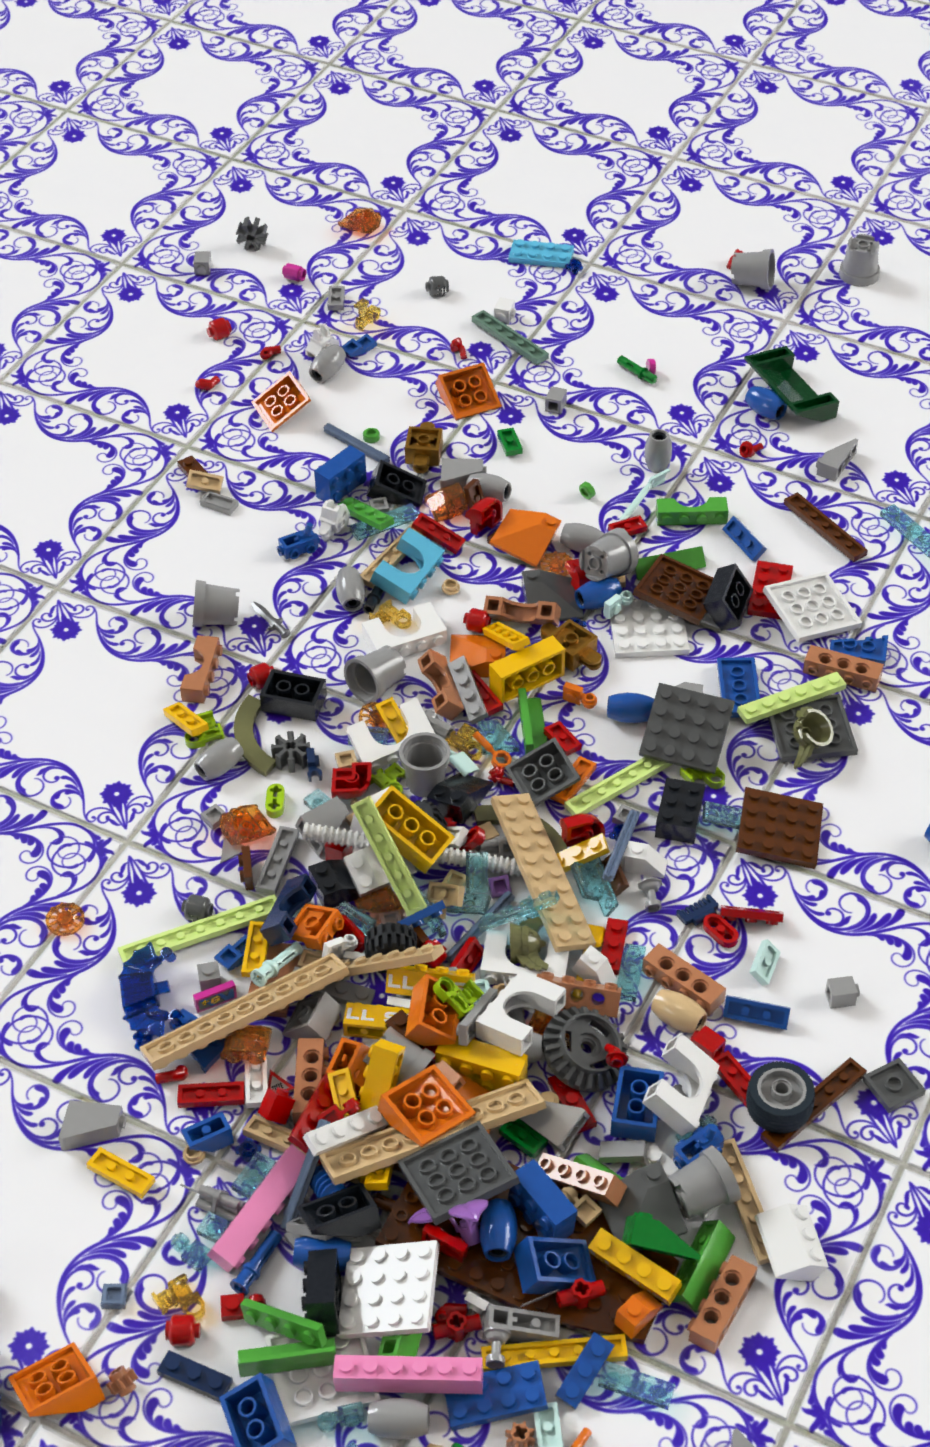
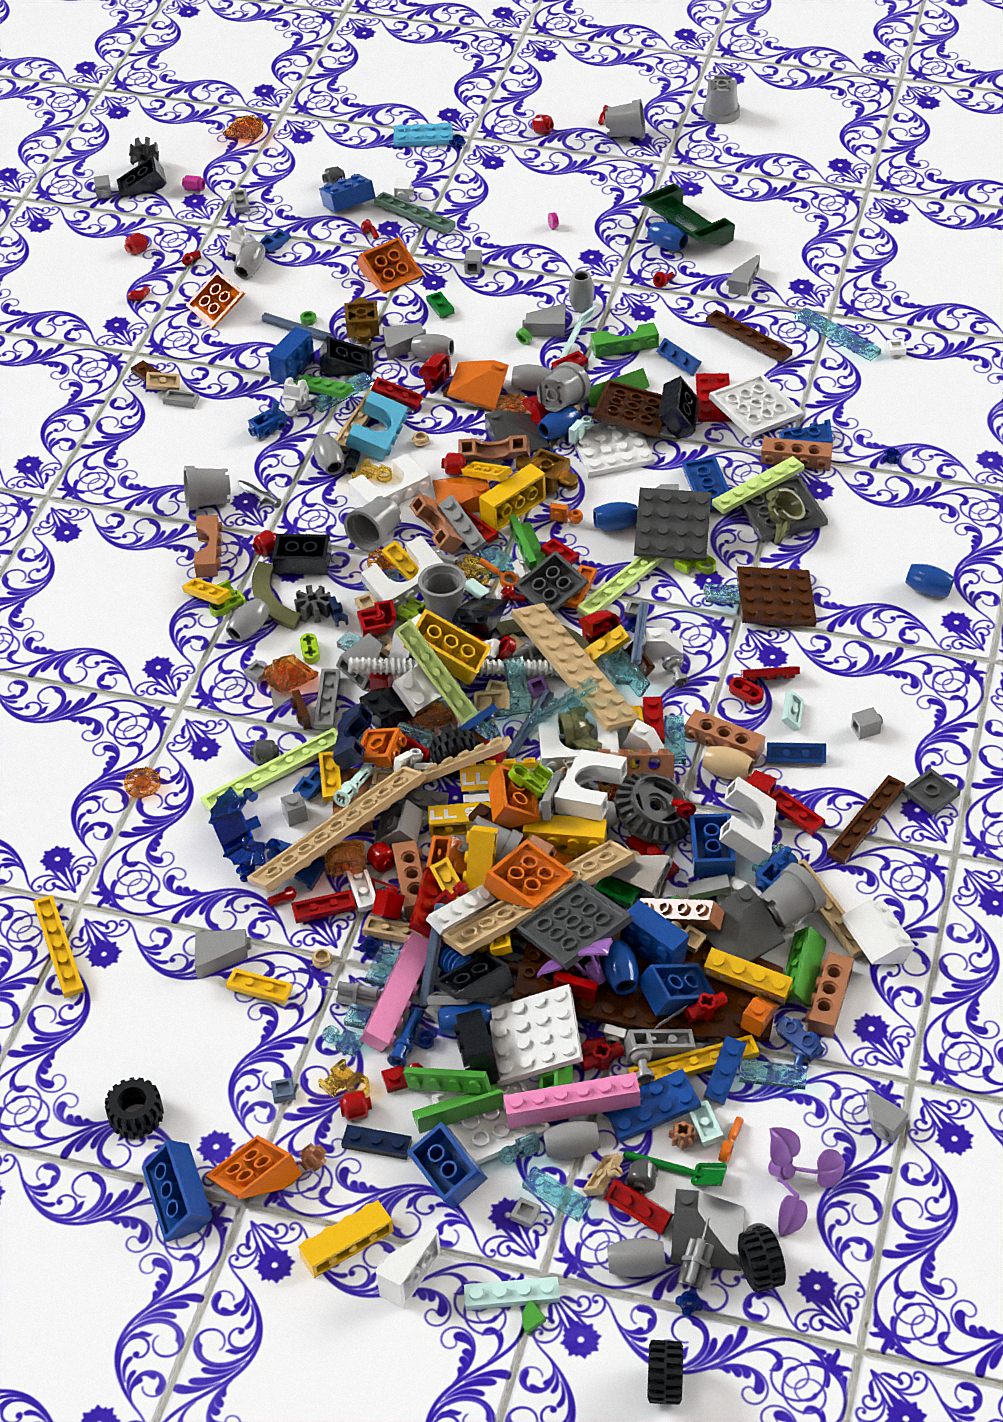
camera: 10 degrees left, 0 degrees up
(209, 1134) = (334, 937): blue slope -> none
(215, 996) = (303, 823): tile -> none
(245, 260) = (142, 179): none -> black slope
(278, 1272) = (425, 1043): none -> clear blue plate
(284, 1049) = (379, 856): none -> red head
(366, 314) = (275, 210): clear yellow piece -> none
(380, 504) = (334, 375): light grey plate -> none
(445, 306) = (347, 192): none -> blue brick
(447, 502) = (397, 365): clear orange slope -> none
(468, 955) = (527, 746): red plate -> none
(473, 492) = (421, 352): reddish brown plate -> none
(515, 749) = (521, 568): none -> white plate
(615, 478) = (546, 322): none -> light grey slope
(641, 372) = (547, 227): green axle -> none
(654, 1236) = (762, 947): green slope -> none
(667, 260) = (542, 124): none -> red head
(679, 1358) = (803, 1043): none -> blue brick
(680, 810) = (683, 596): black brick -> none
(697, 917) = (721, 679): dark blue piece -> none
(780, 1097) = (837, 816): black wheel -> none

